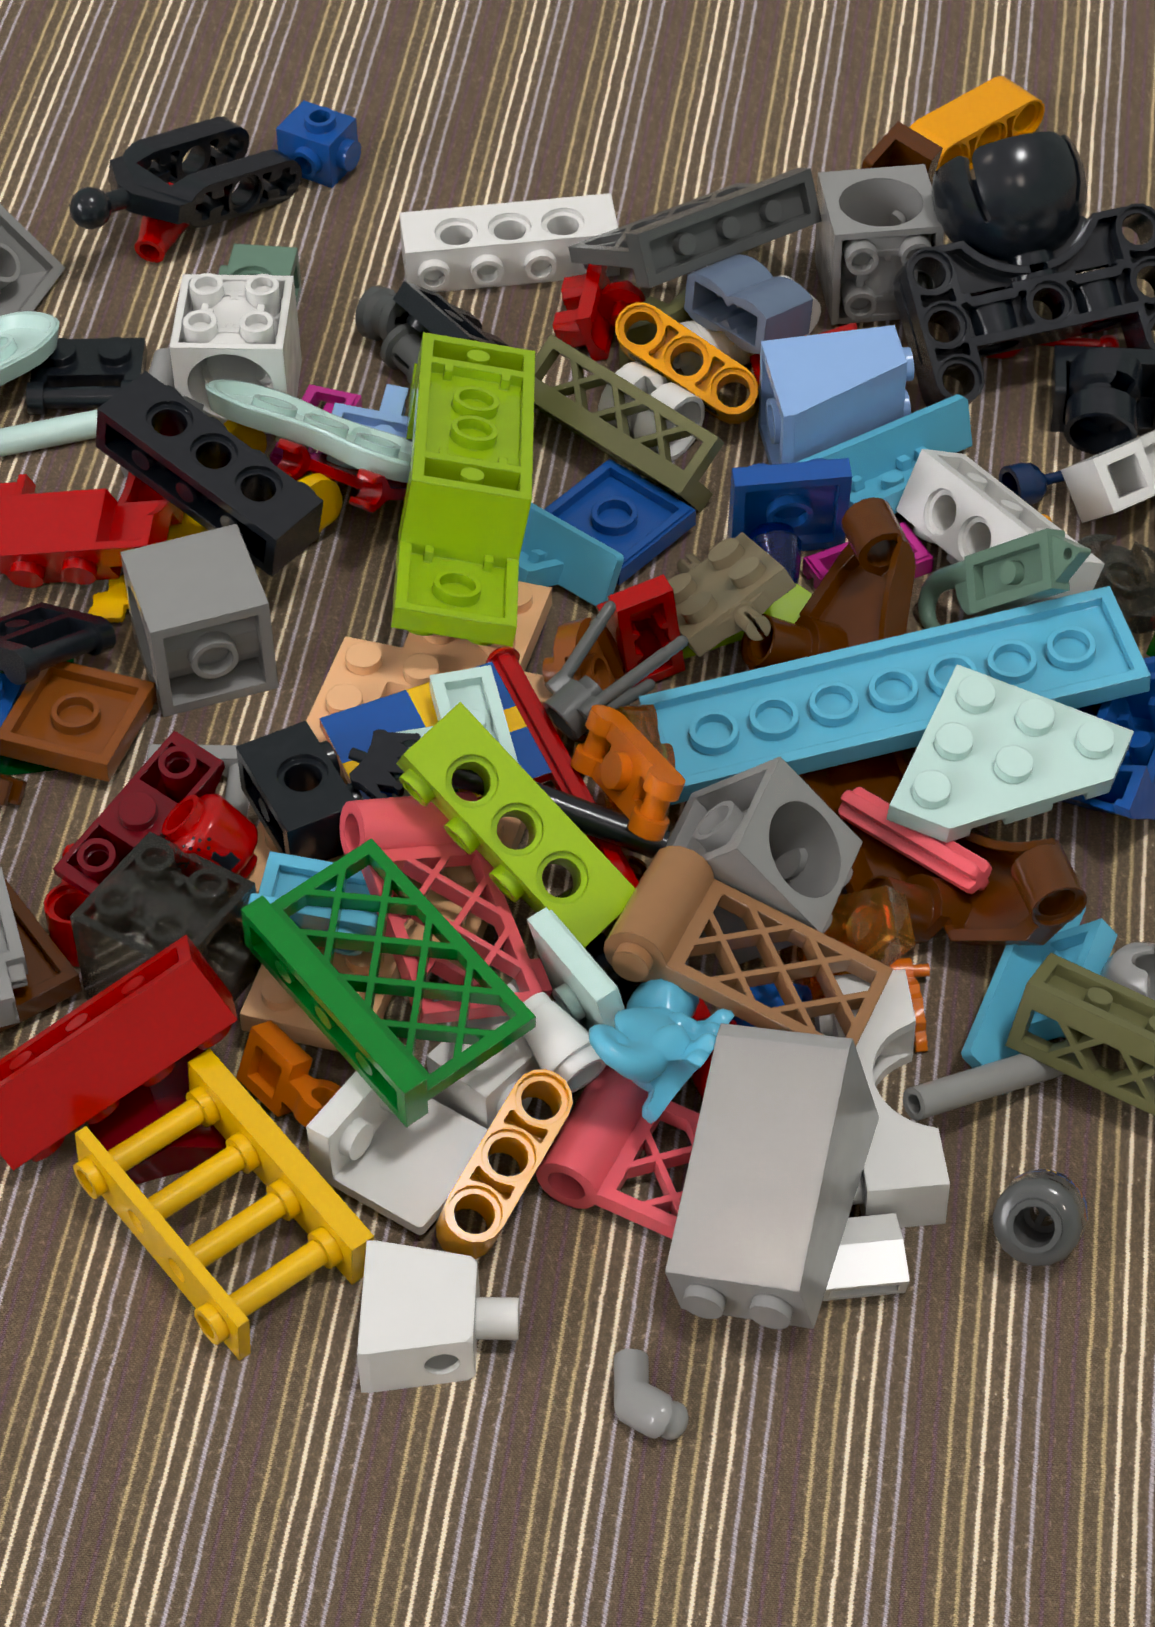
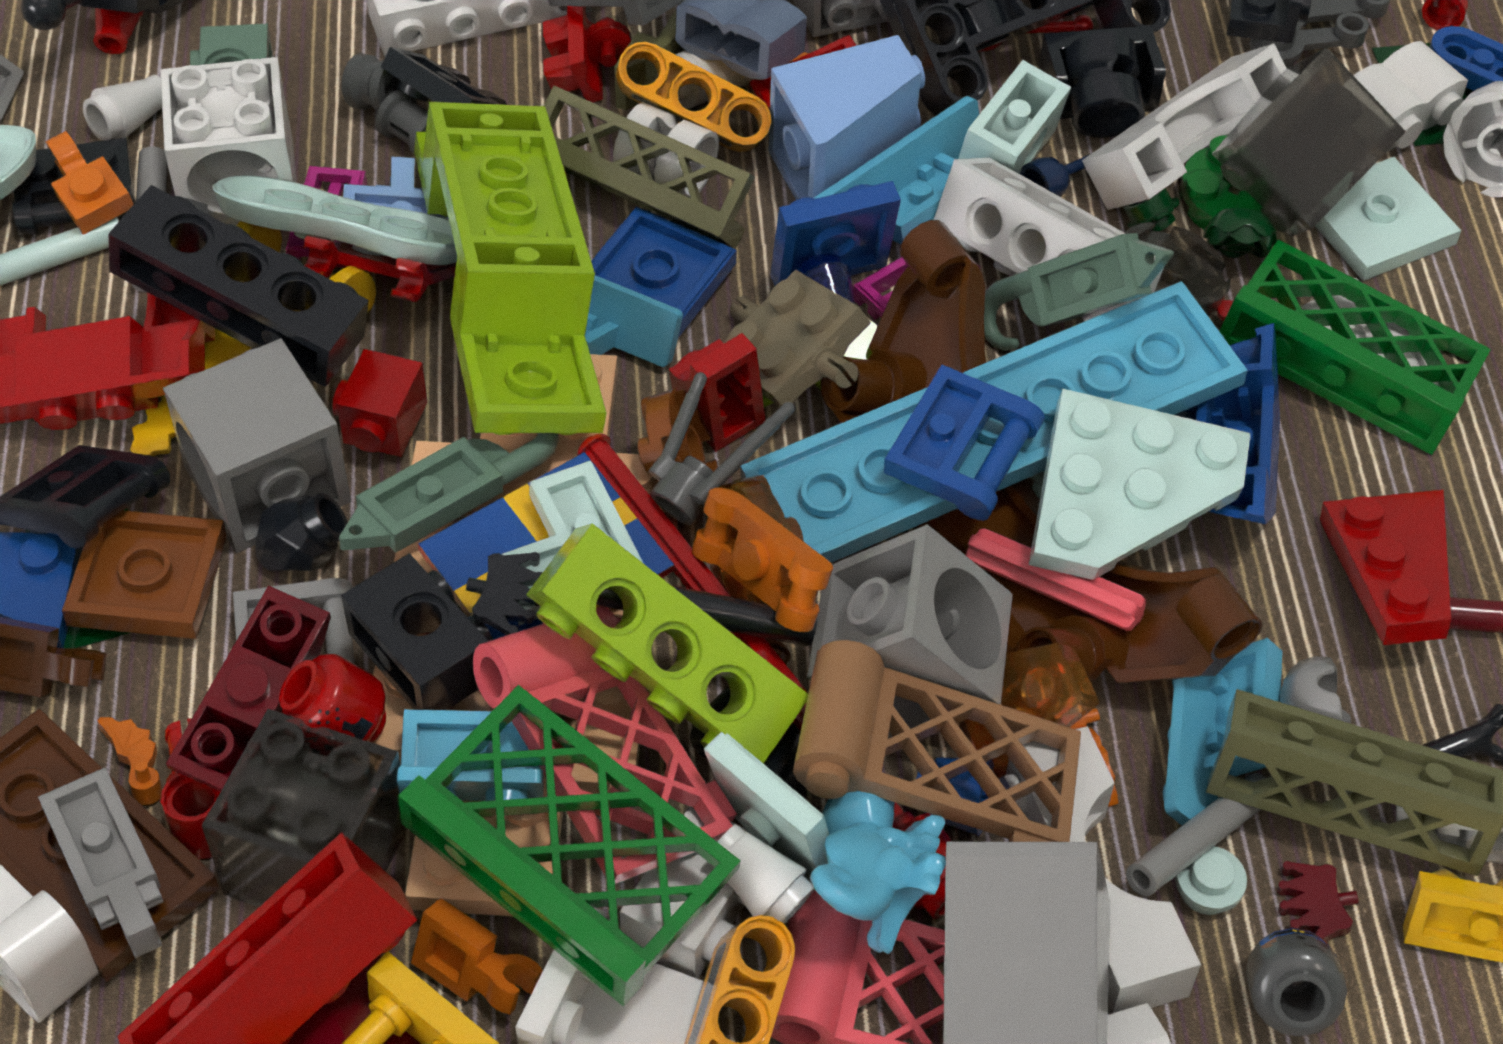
camera: 15 degrees left, 5 degrees up
(37, 868) = (136, 749): none -> orange piece
(95, 375) = (87, 191): none -> orange plate
(144, 310) = (122, 107): none -> white cone
(222, 703) = (299, 533): none -> black rock
(323, 600) = (381, 402): none -> red brick
(351, 676) = (439, 491): none -> sand green plate
(837, 686) = (944, 432): none -> blue plate
(993, 1127) = (1213, 882): none -> light aqua plate
(1004, 422) = (1017, 118): none -> light aqua brick
(1091, 1160) = (1316, 900): none -> dark red piece
(1124, 525) = (1156, 209): none -> dark green plate

